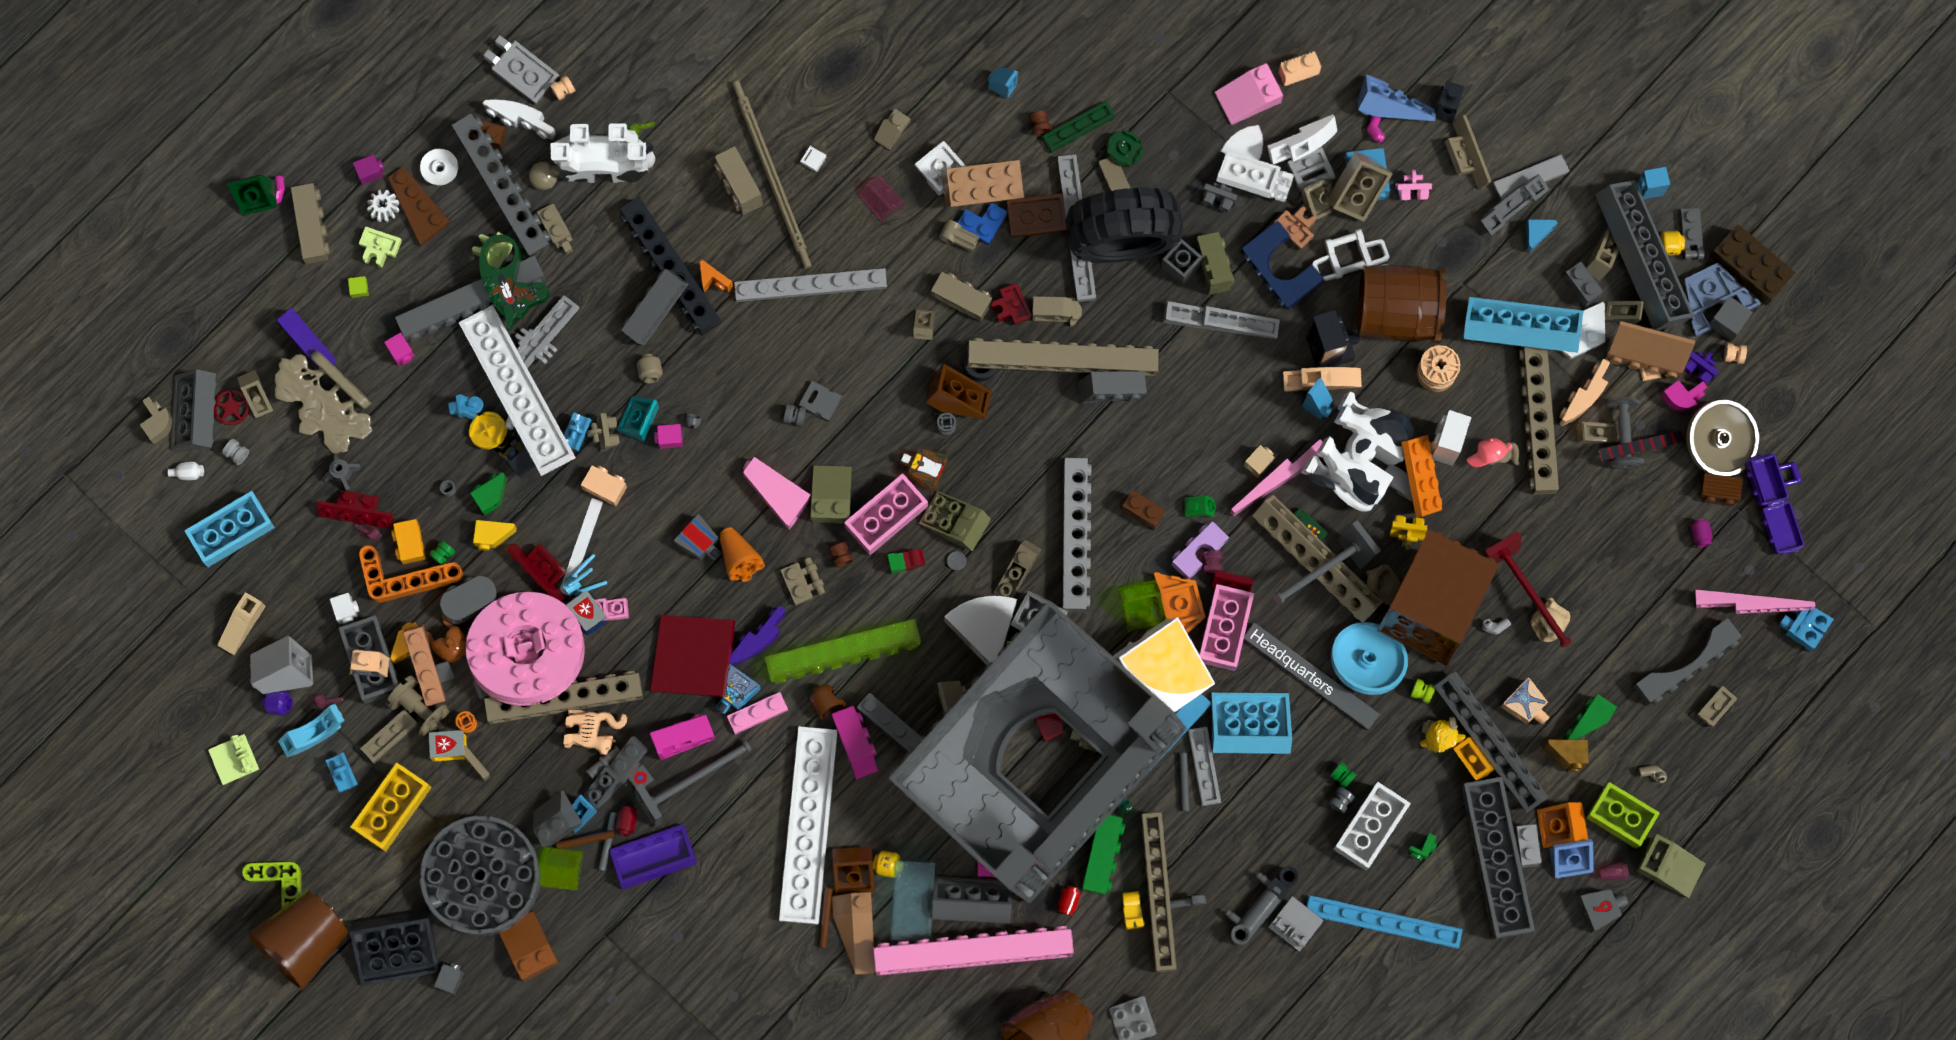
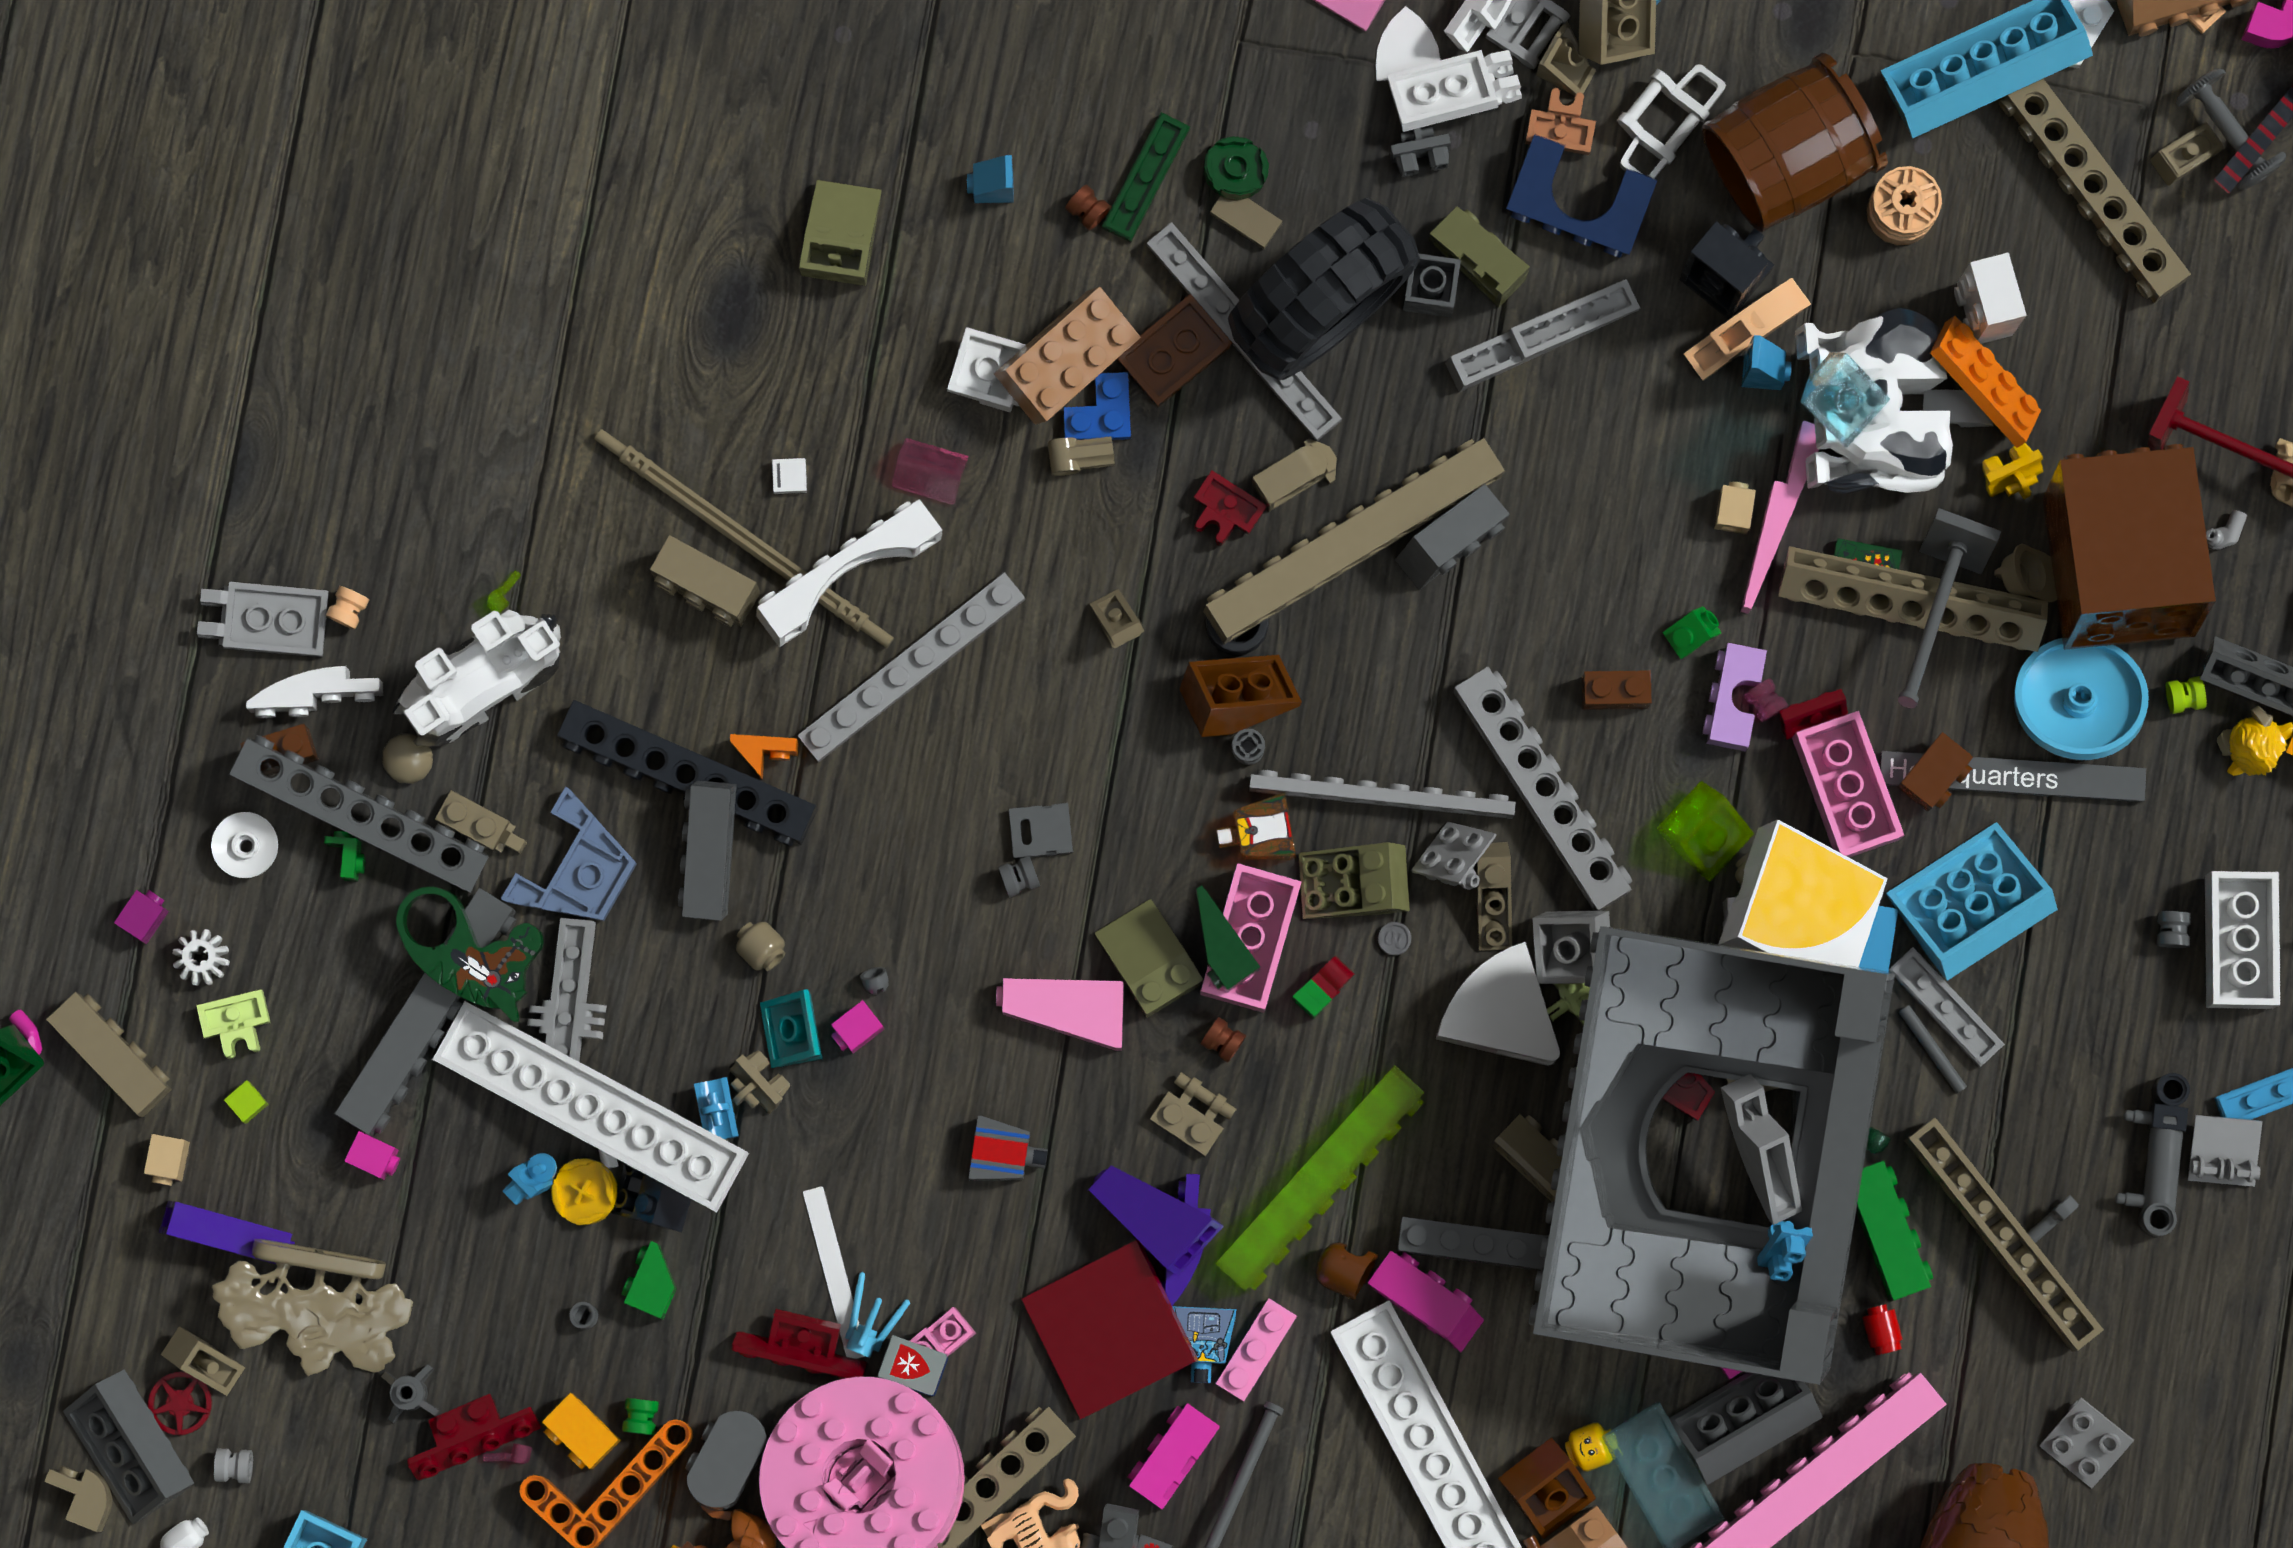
camera: 30 degrees left, 5 degrees up
(302, 289) = (166, 1159): none -> tan brick
(420, 210) = (260, 927): reddish brown wing -> none
(485, 204) = (352, 860): none -> green bracket
(492, 534) = (694, 1341): yellow slope -> none
(497, 253) = (420, 918): yellowish green plate -> none
(590, 284) = (589, 873): none -> sand blue wing
(604, 485) = (810, 1161): light nougat brick -> none
(739, 556) = (1077, 1137): orange cone -> none
(750, 619) = (1159, 1221): none -> dark purple slope
(848, 219) = (903, 535): none -> white arch
(867, 510) = (1225, 951): none -> dark green slope
(891, 129) = (875, 356): dark tan slope -> none
(913, 60) = (840, 233): none -> olive slope
(961, 296) = (1144, 541): dark tan brick -> none
(1003, 493) = (1397, 796): none -> light grey plate
(1010, 537) = (1454, 855): none -> light grey hinge
(1042, 825) = (1784, 1249): none -> dark azure hips
(1064, 768) = (1763, 1148): none -> light grey slope
(1132, 910) = (1981, 1284): yellow leg -> none
(1181, 600) = (1756, 787): orange wing -> none
(1273, 648) = (1936, 772): none -> reddish brown brick
(1342, 433) = (1842, 397): none -> clear light blue slope
(1346, 778) = (2157, 894): green wheel -> none
(1494, 451) = (2061, 278): coral hair -> none
(1583, 400) = (2138, 118): light nougat slope -> none

